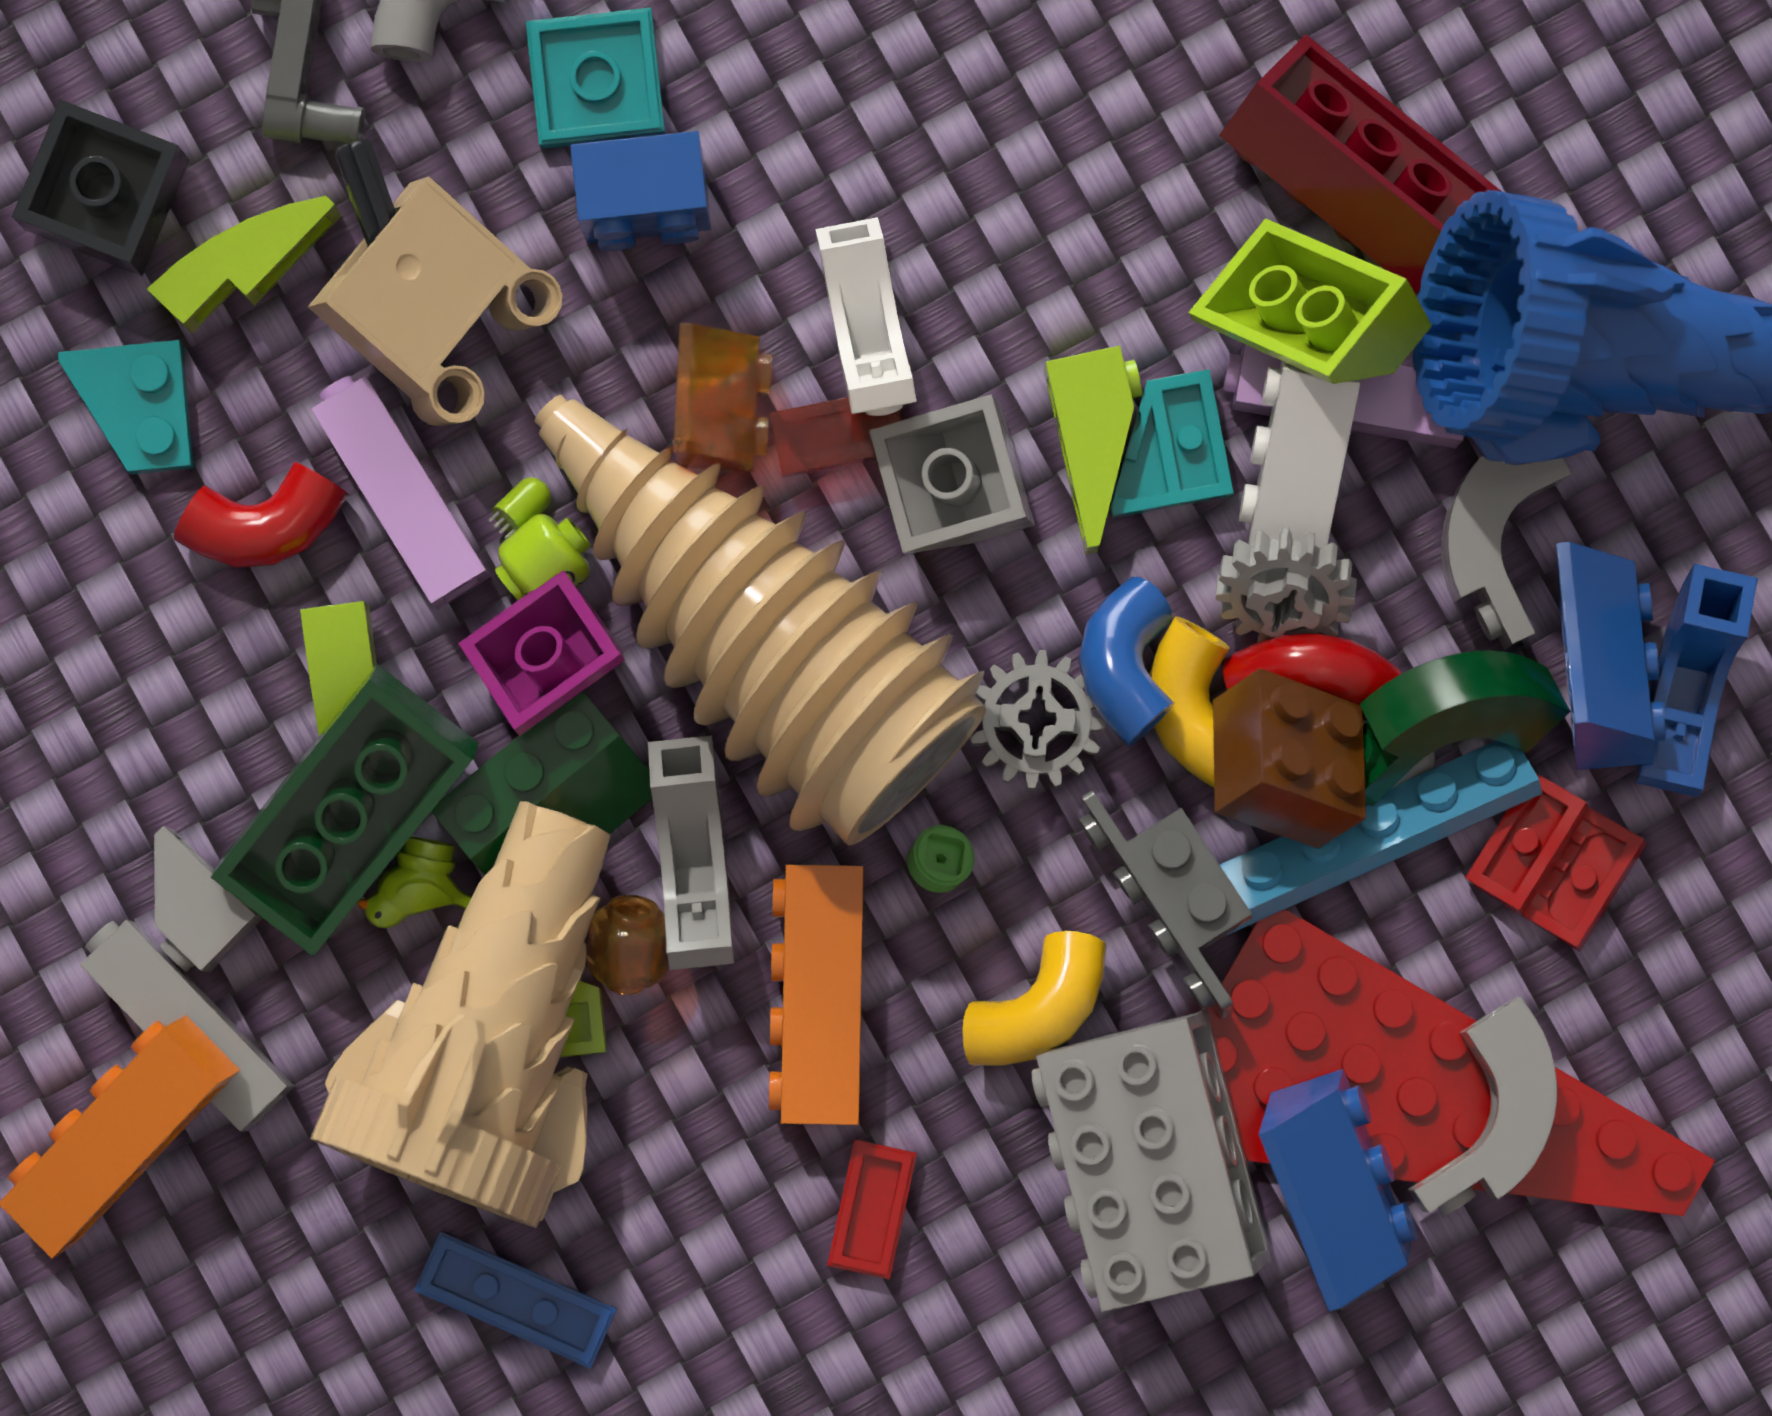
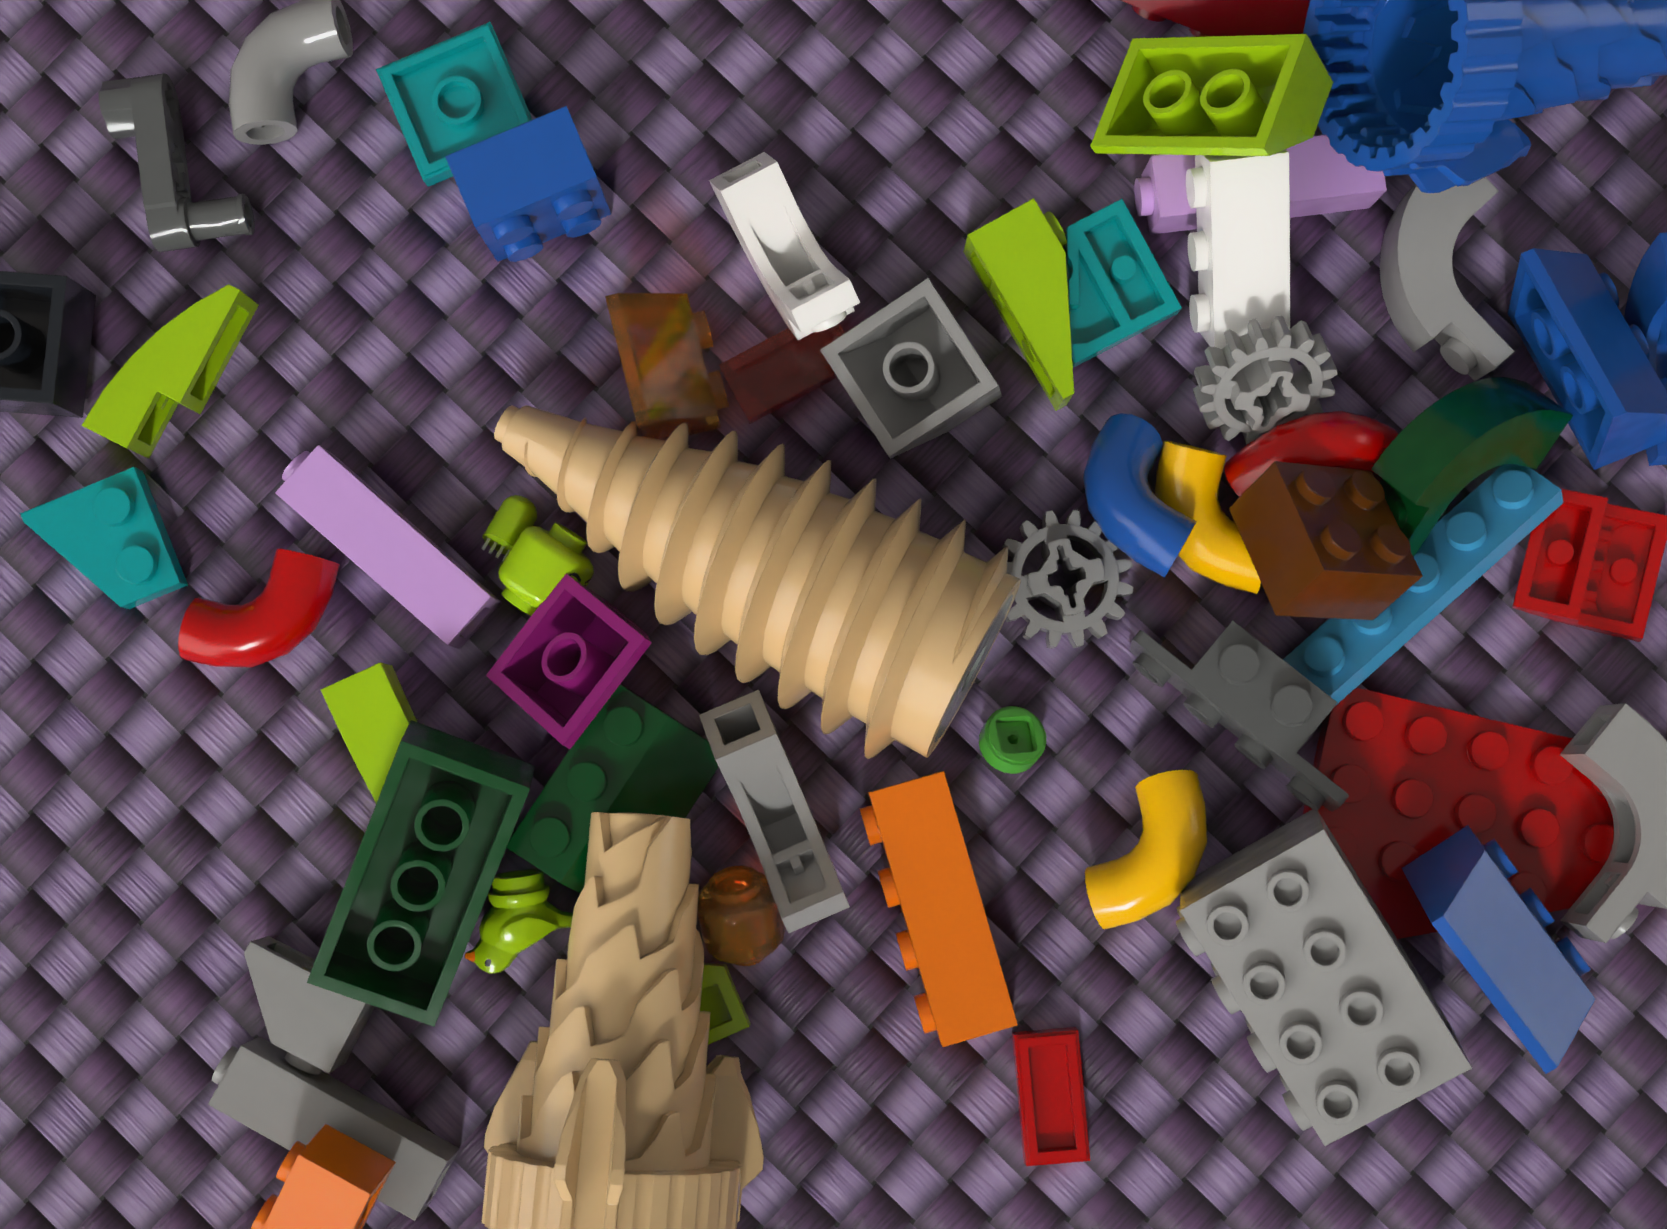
camera: 20 degrees left, 0 degrees up
(423, 285) = (345, 338): tan piece -> none

